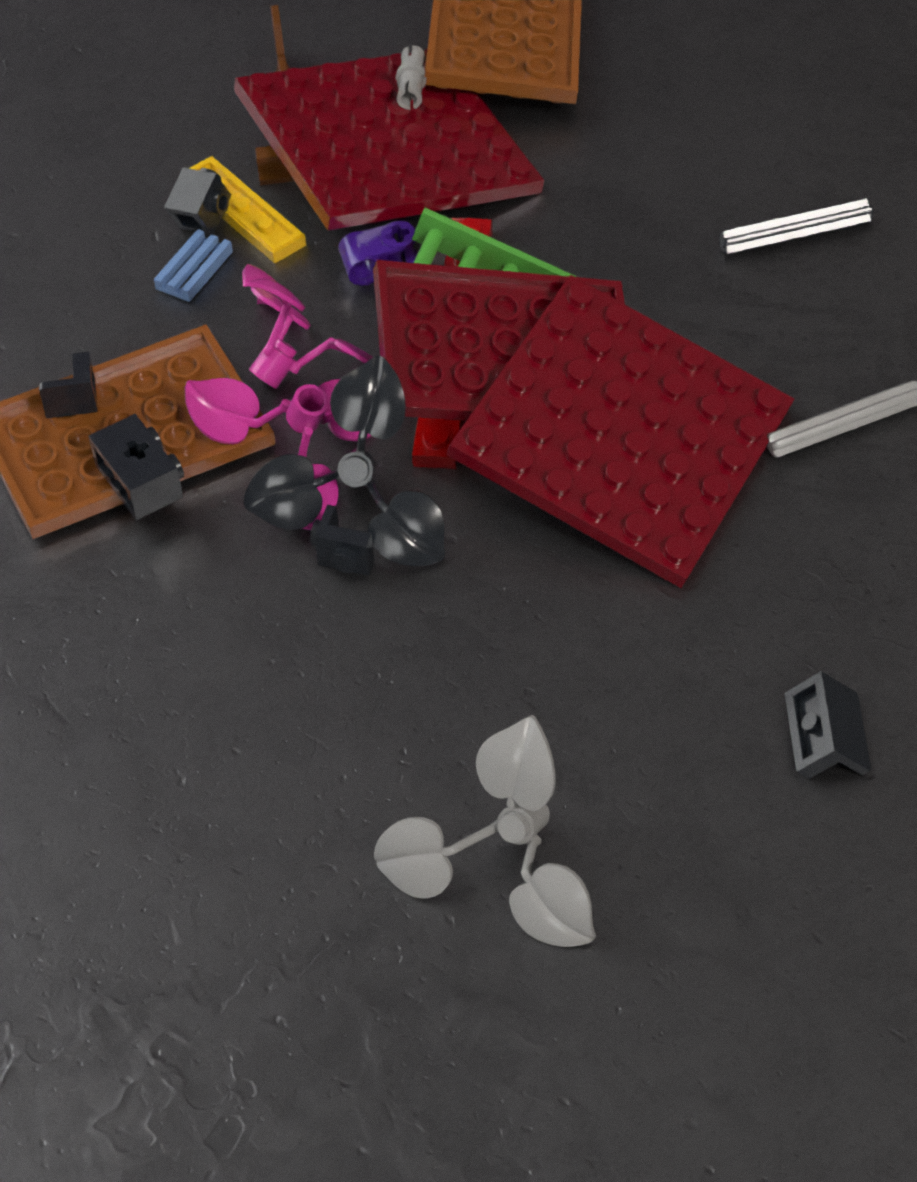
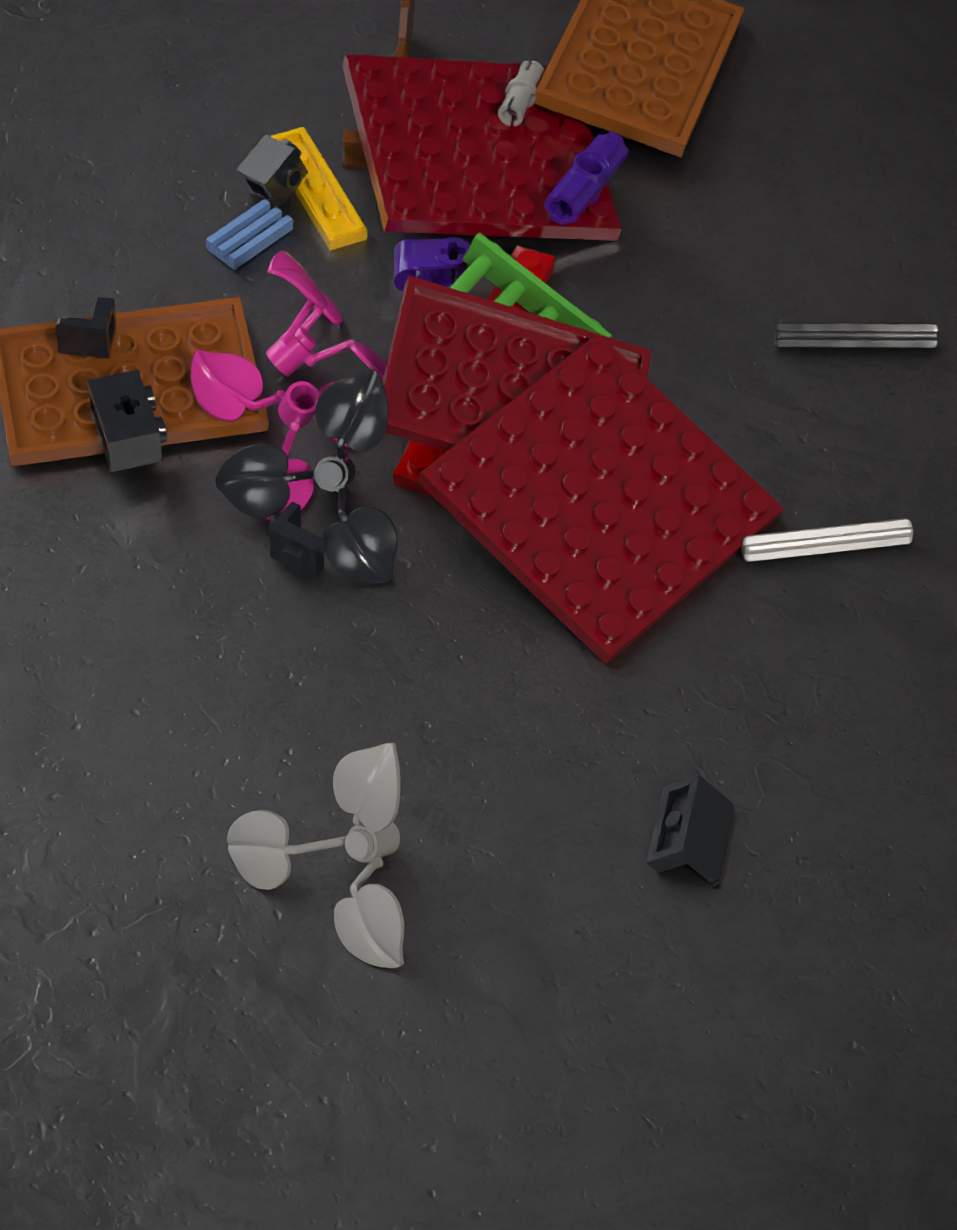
camera: 10 degrees right, 0 degrees up
(500, 139) = (586, 178): none -> dark purple piece

